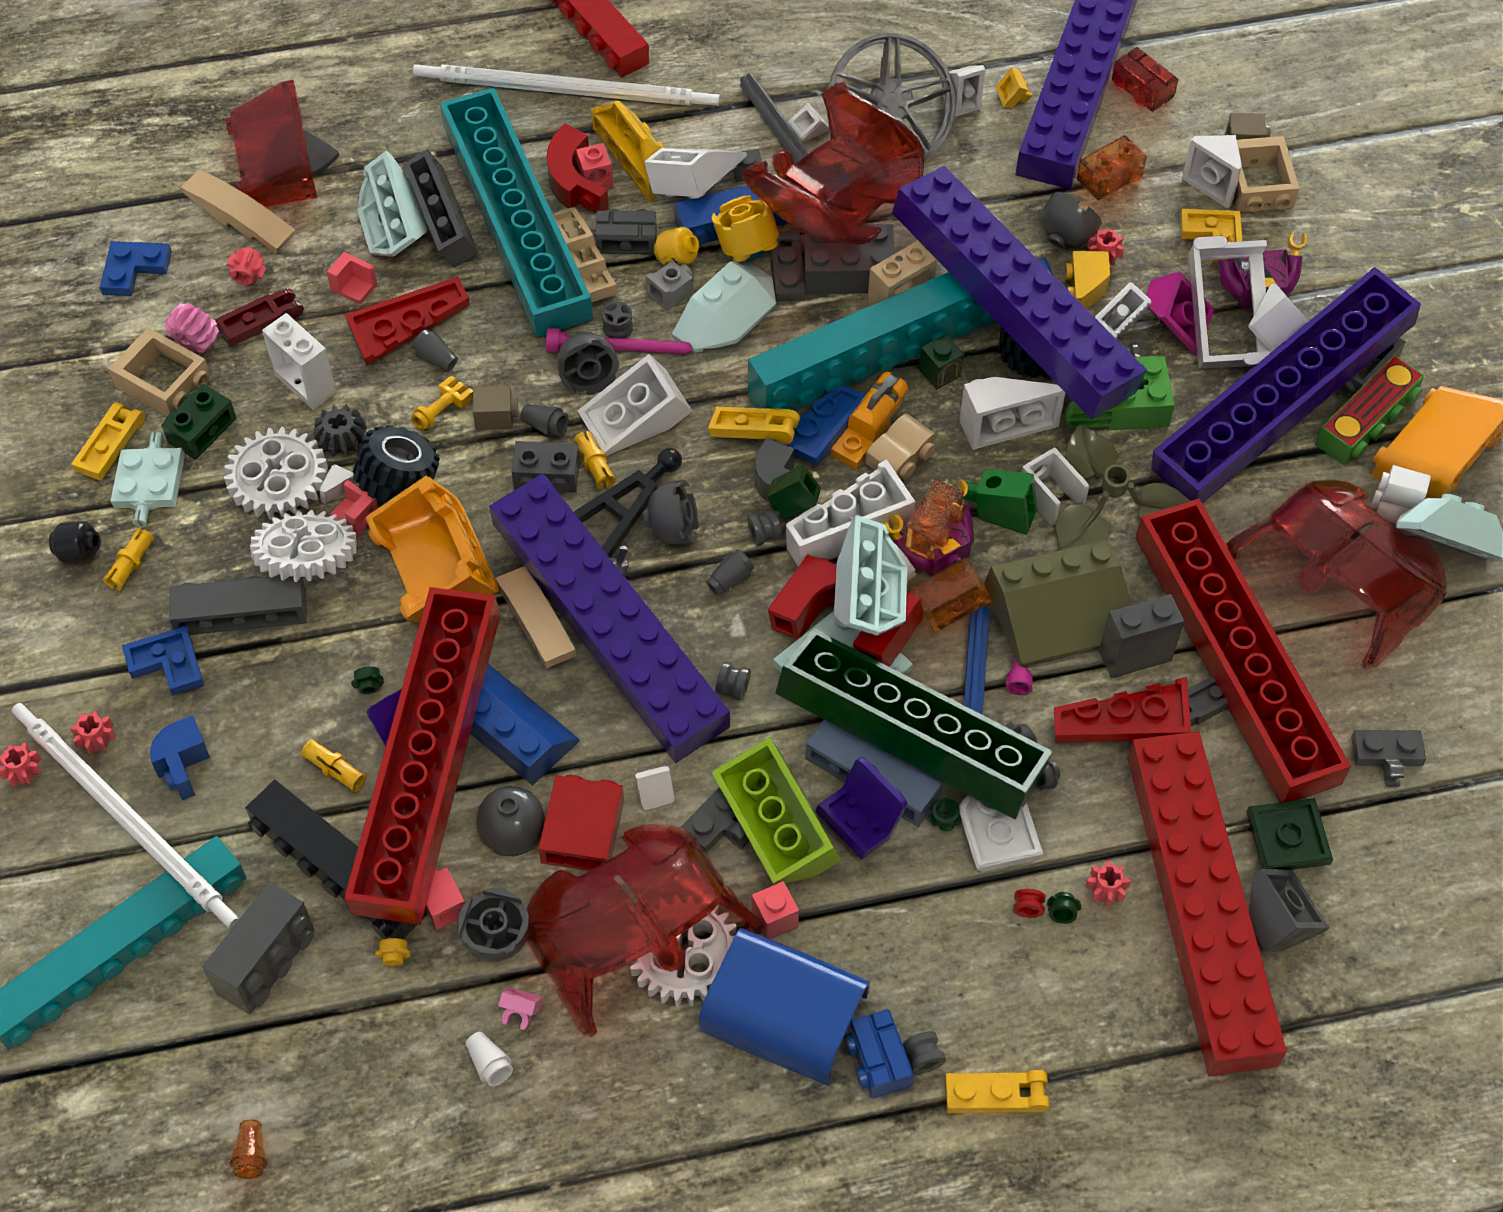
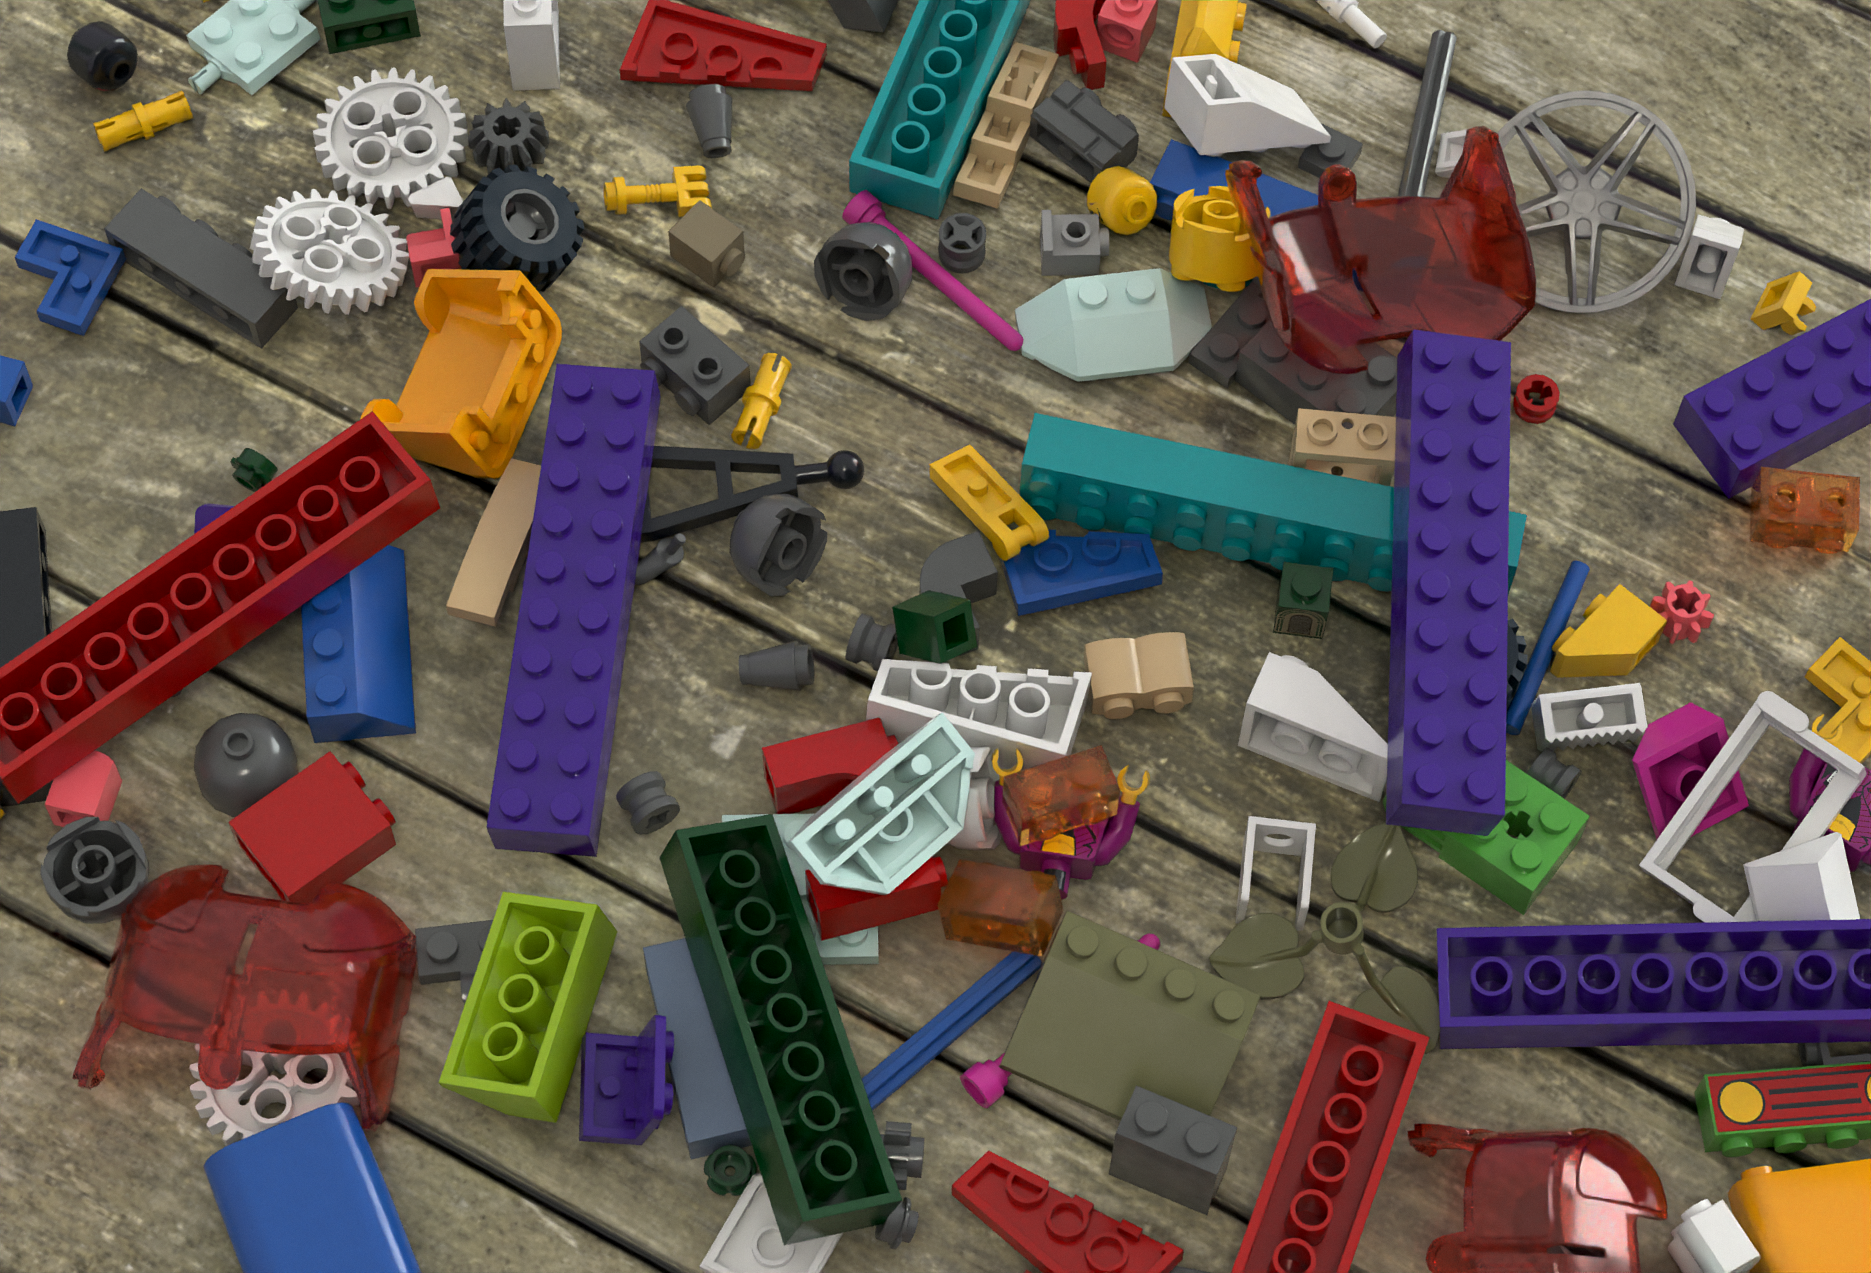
camera: 40 degrees right, 5 degrees up
(333, 765) = (123, 537): yellow pin -> none
(520, 1002) = (49, 984): bright pink tile -> none
(546, 419) = (755, 307): dark grey cone -> none
(634, 407) = (873, 371): white slope -> none
(655, 788) = (435, 859): white slope -> none
(775, 910) = (417, 1116): coral brick -> none
(870, 420) = (1137, 606): light orange plate -> none
(1005, 499) = (1194, 841): green torso -> none
(1067, 222) = (1658, 541): dark grey cylinder -> none

